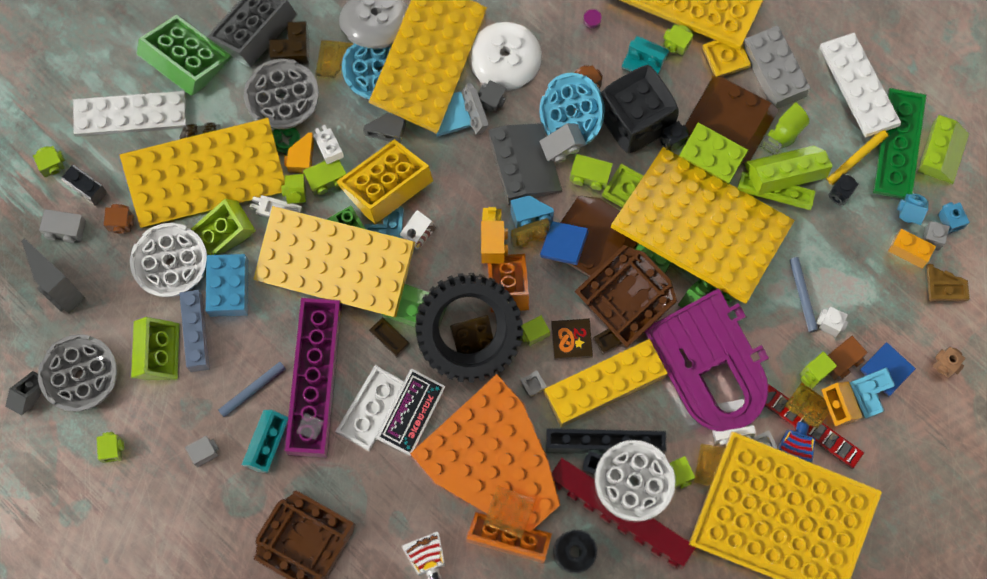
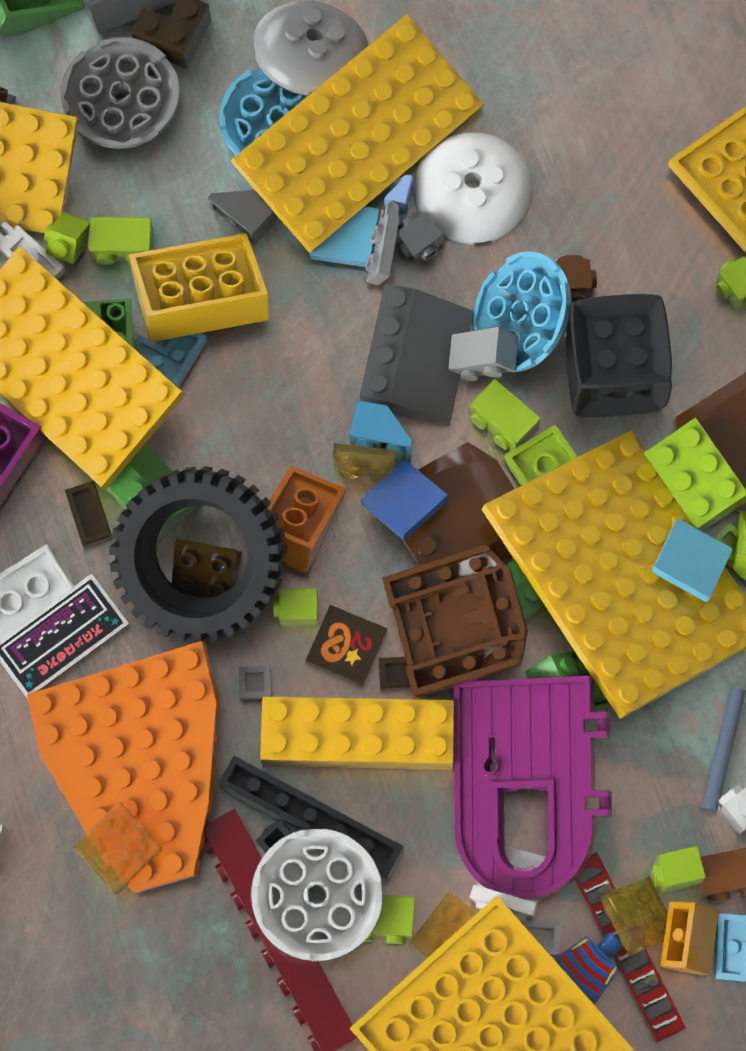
camera: 30 degrees right, 0 degrees up
(290, 132) = (84, 152): green gear -> none
(300, 155) = (103, 192): light orange slope -> none
(328, 145) = (146, 197): white hinge -> none
(331, 58) = (218, 73): clear yellow wing -> none
(418, 225) = (207, 380): white torso -> none
(467, 76) = (401, 193): none -> light blue slope
(491, 214) = (325, 414): yellow tile -> none
(492, 241) = (306, 449): light orange brick -> none
(531, 546) = (126, 913): orange slope -> none
(587, 551) = (160, 953): black wheel -> none
(592, 18) = (630, 192): magenta piece -> none
(644, 52) = (679, 284): teal bracket -> none
(674, 136) = (654, 421): black brick -> none
(736, 200) = (691, 560): none -> medium azure tile

